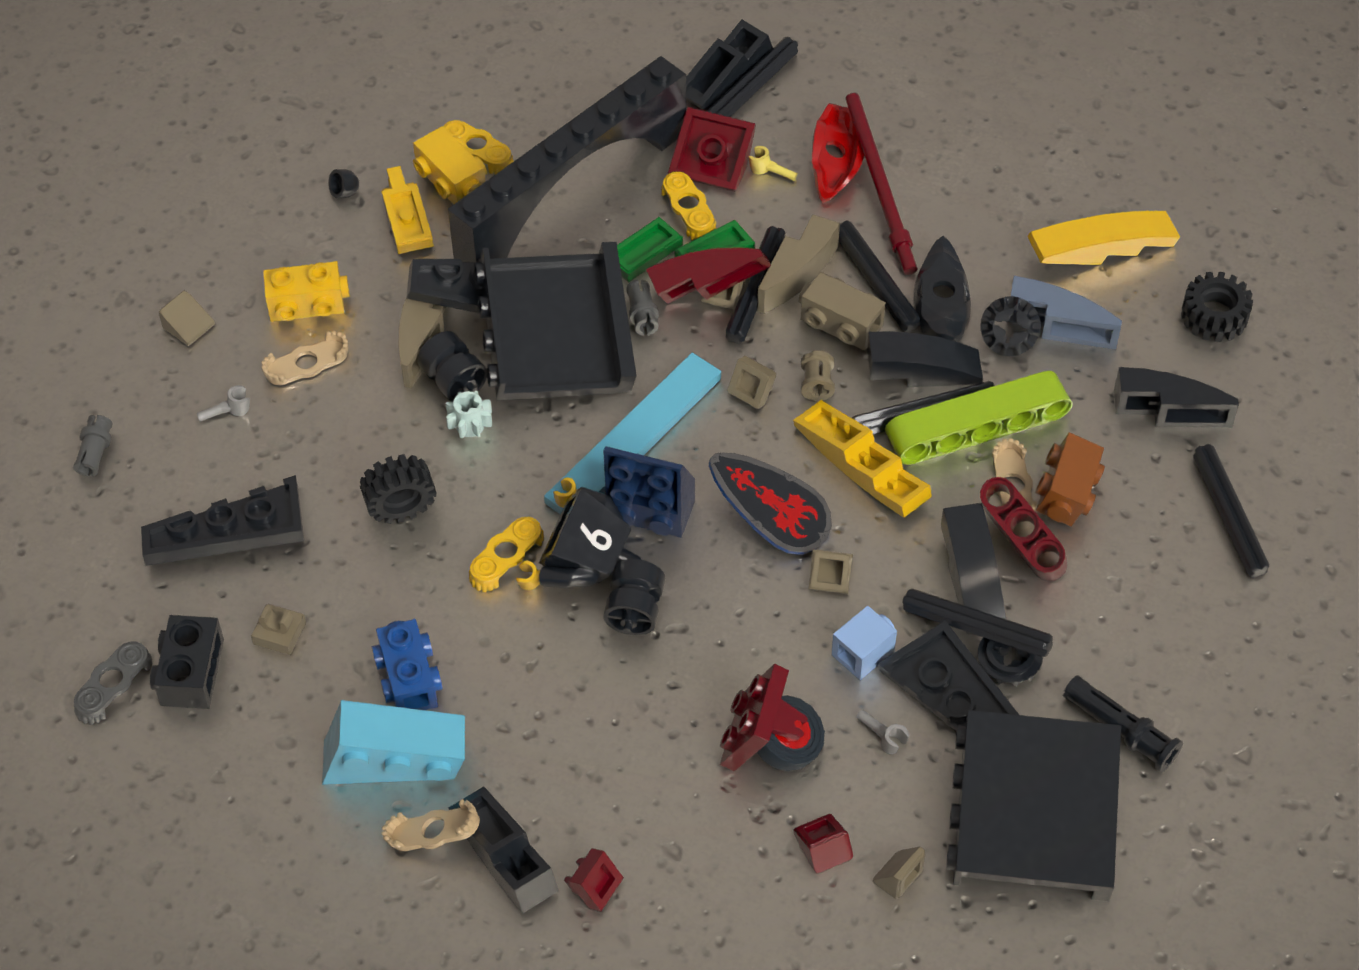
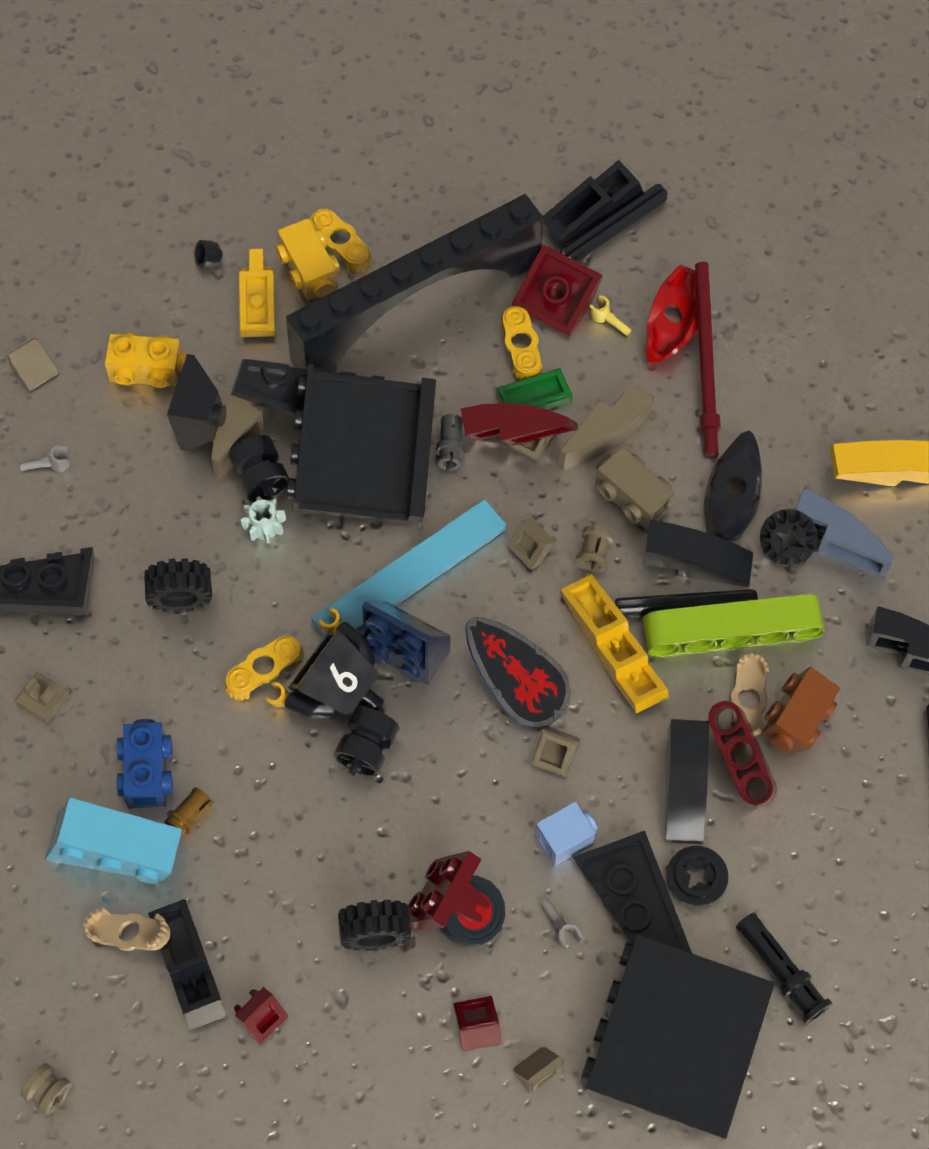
camera: 10 degrees right, 10 degrees up
(327, 352) = (108, 434): tan piece -> none
(374, 318) = (195, 407): none -> black slope
(467, 699) = (188, 811): none -> pearl gold pin
(647, 248) = (469, 380): green tile -> none
(692, 764) = (374, 925): none -> black tyre
(748, 300) = (549, 457): black axle -> none
(878, 277) = (678, 456): black axle -> none
(978, 622) = (674, 839): black axle -> none

